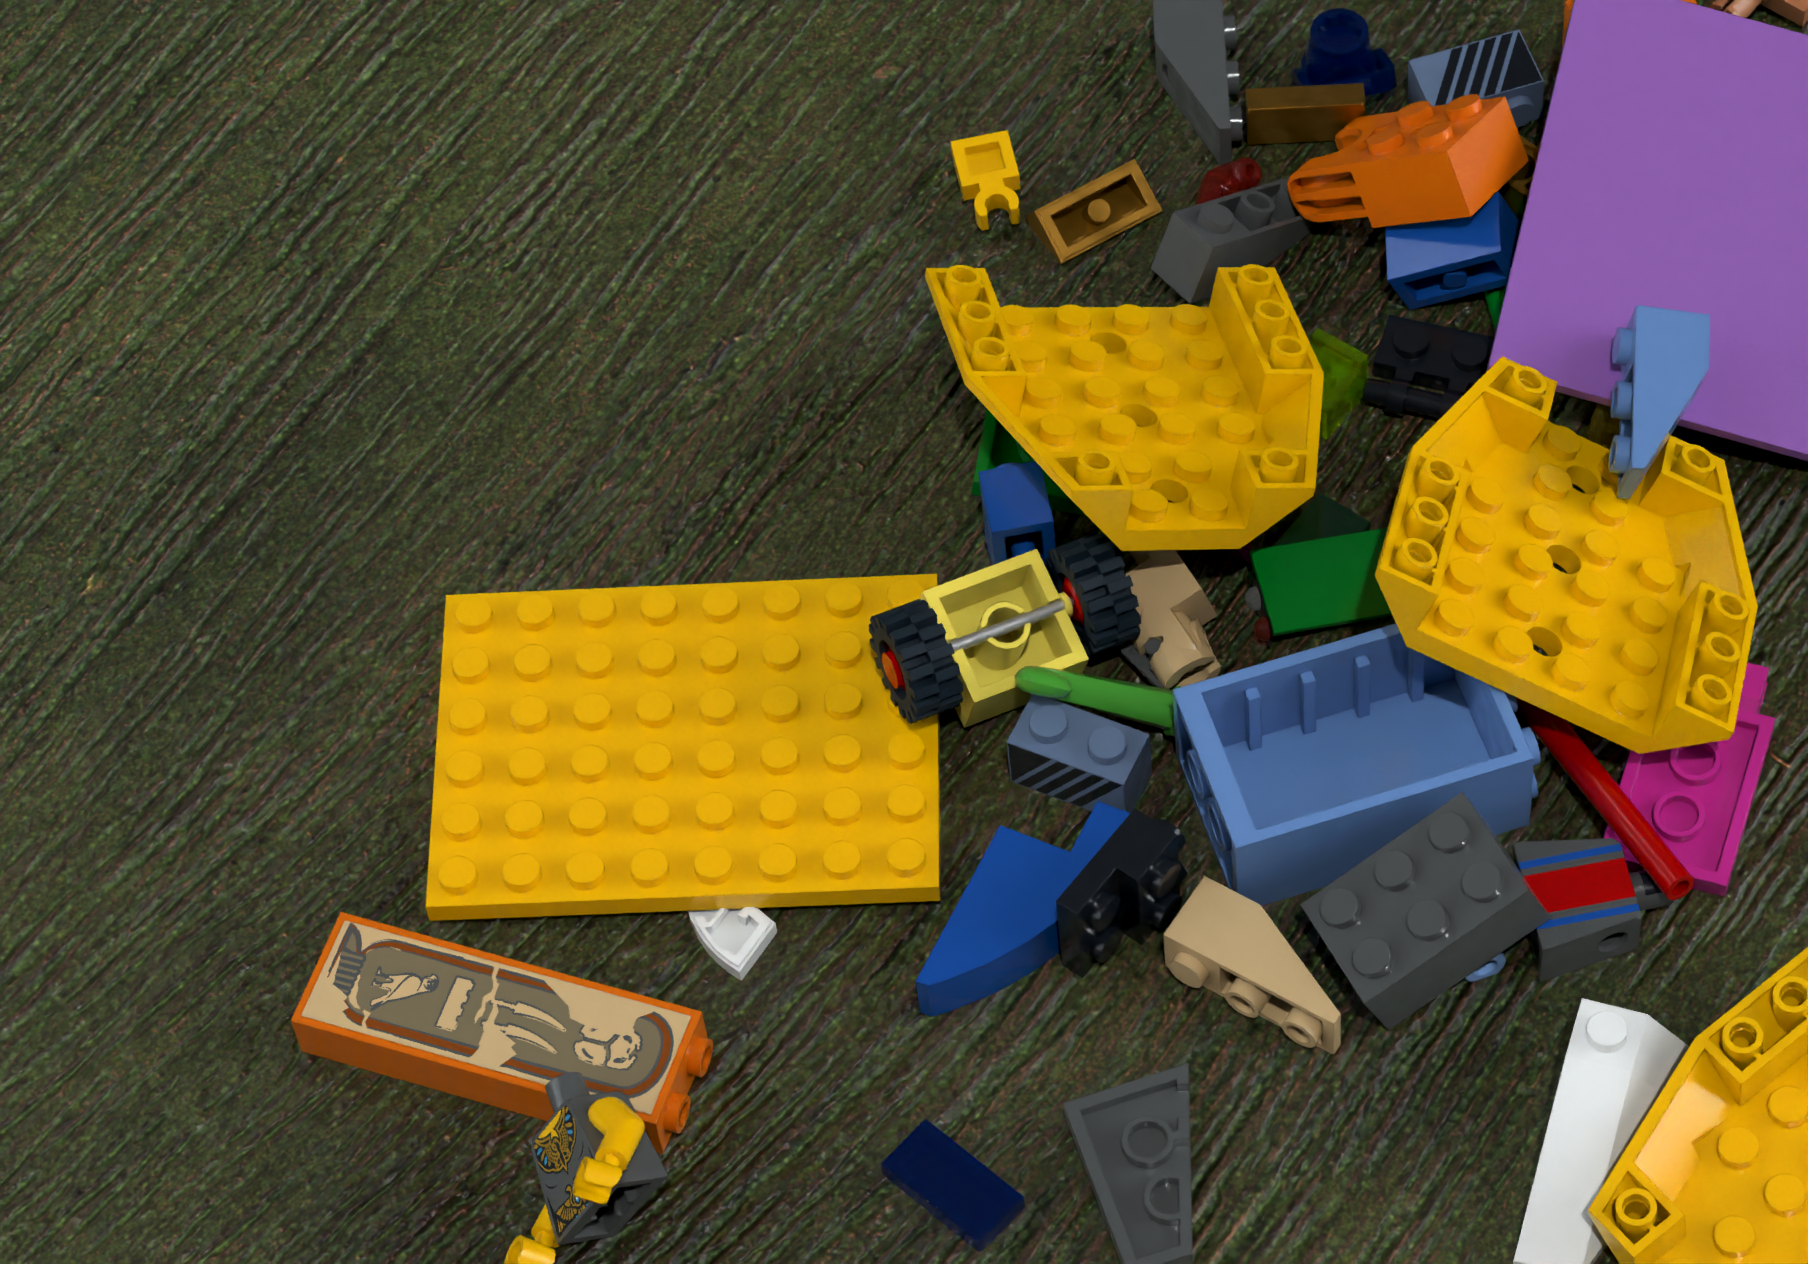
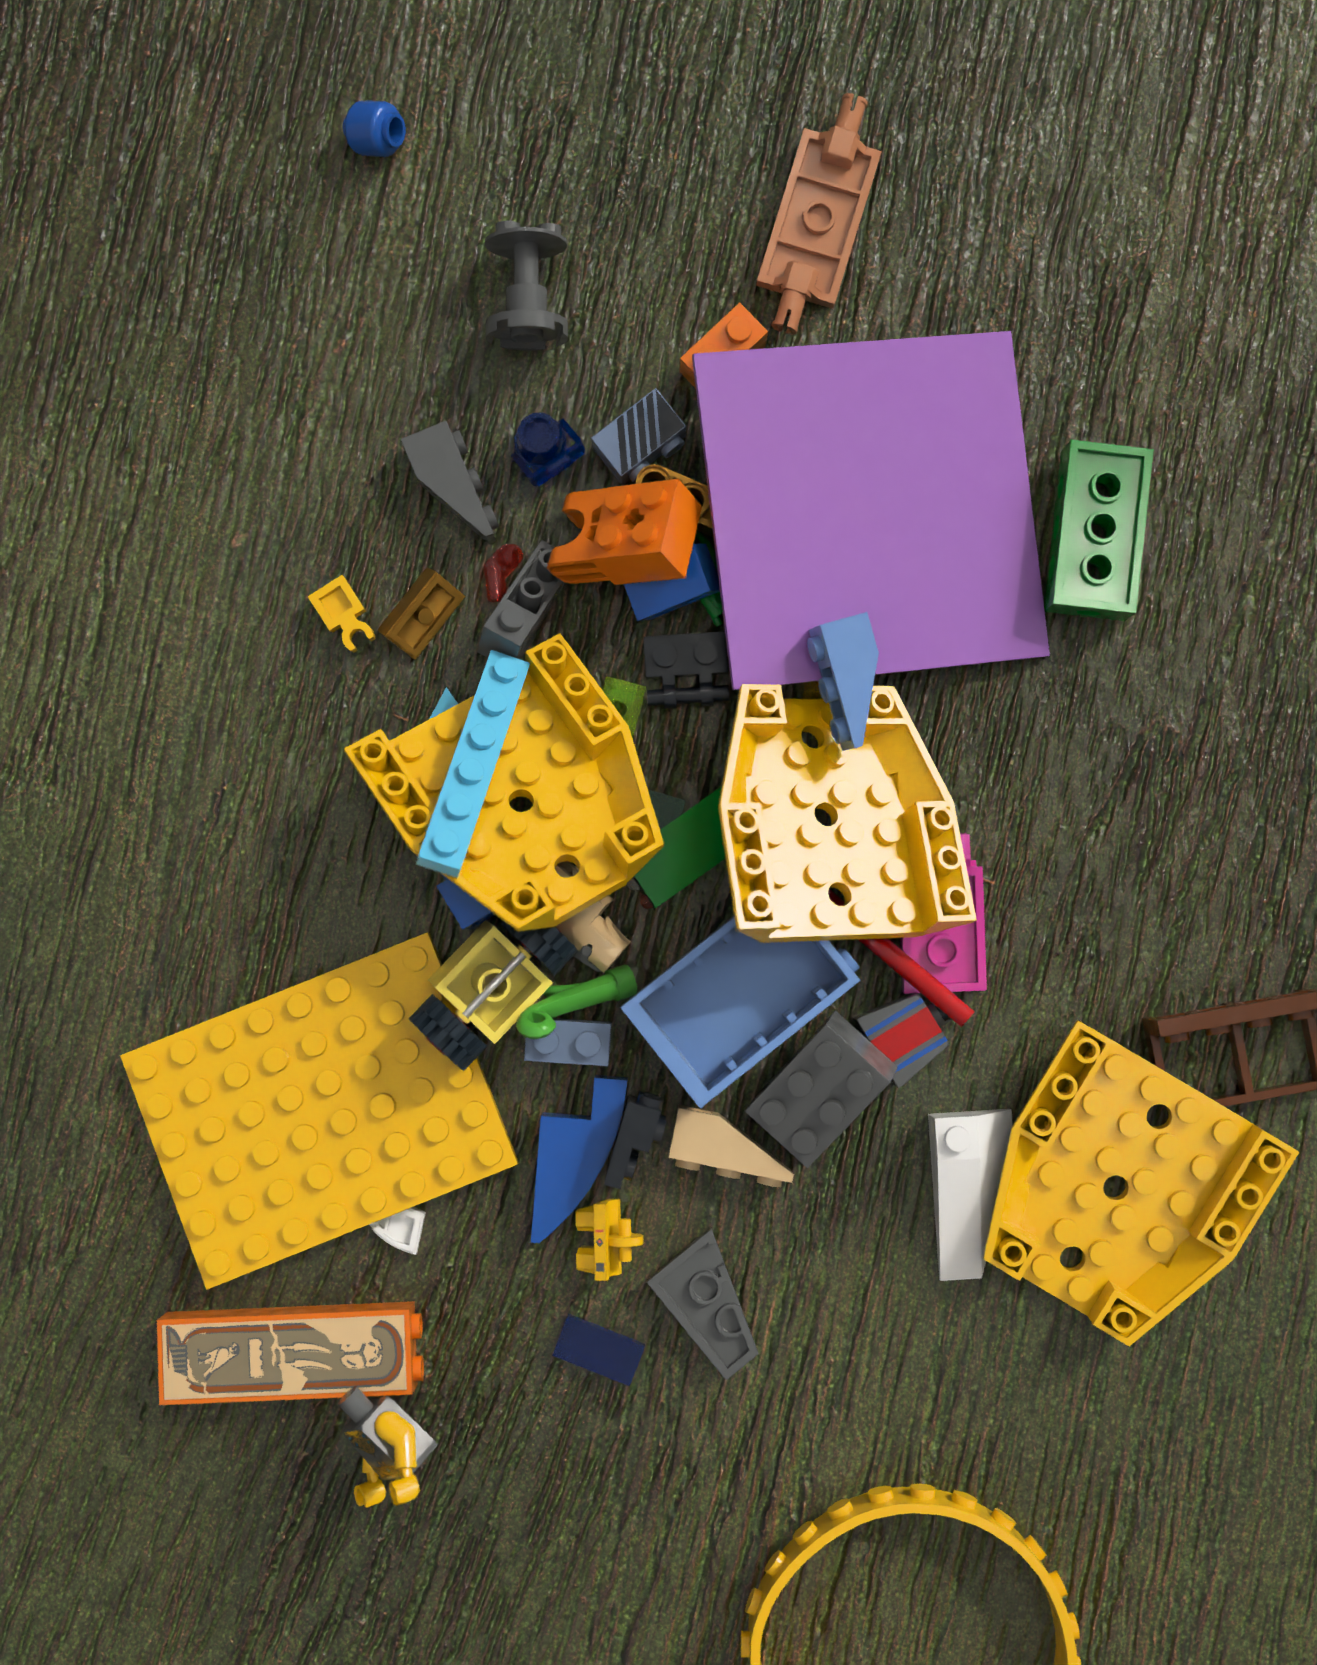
camera: 25 degrees left, 30 degrees up
(1032, 1031) = (611, 1239): none -> yellow hips
(1092, 335) = (473, 764): none -> medium azure plate
(1301, 112) = (533, 493): pearl gold slope -> none

